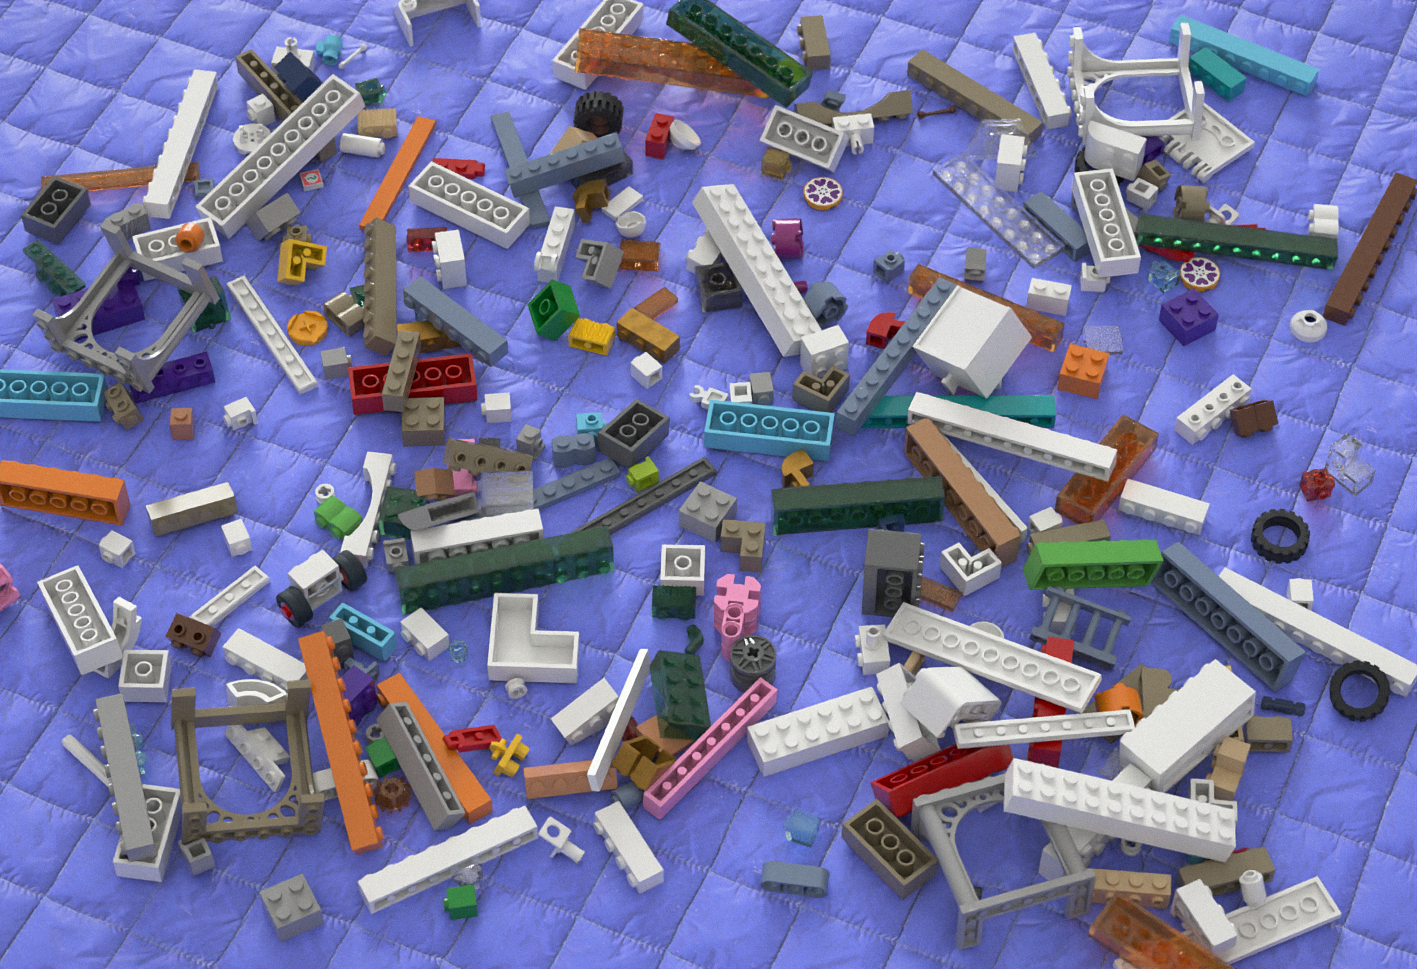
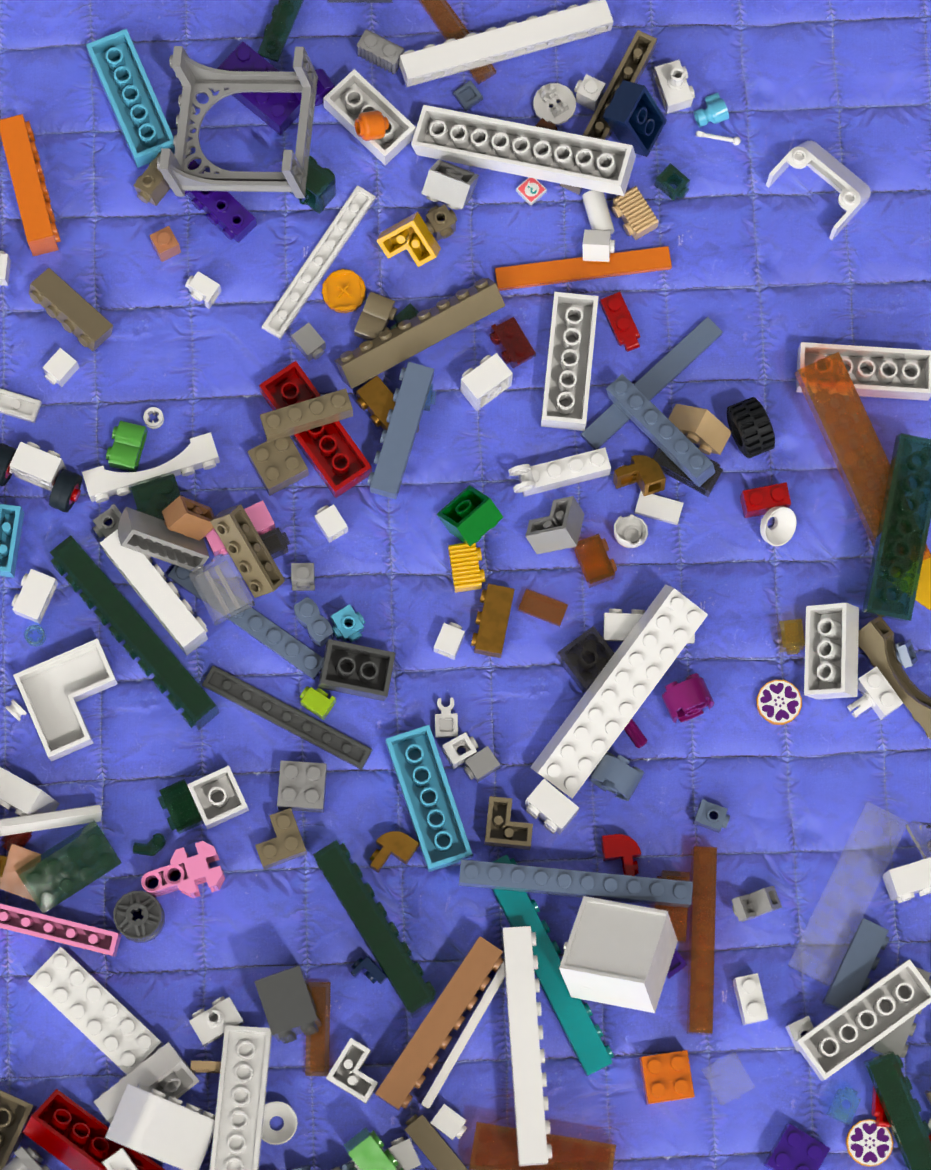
camera: 60 degrees right, 25 degrees up
(387, 152) = (597, 245): none -> white brick

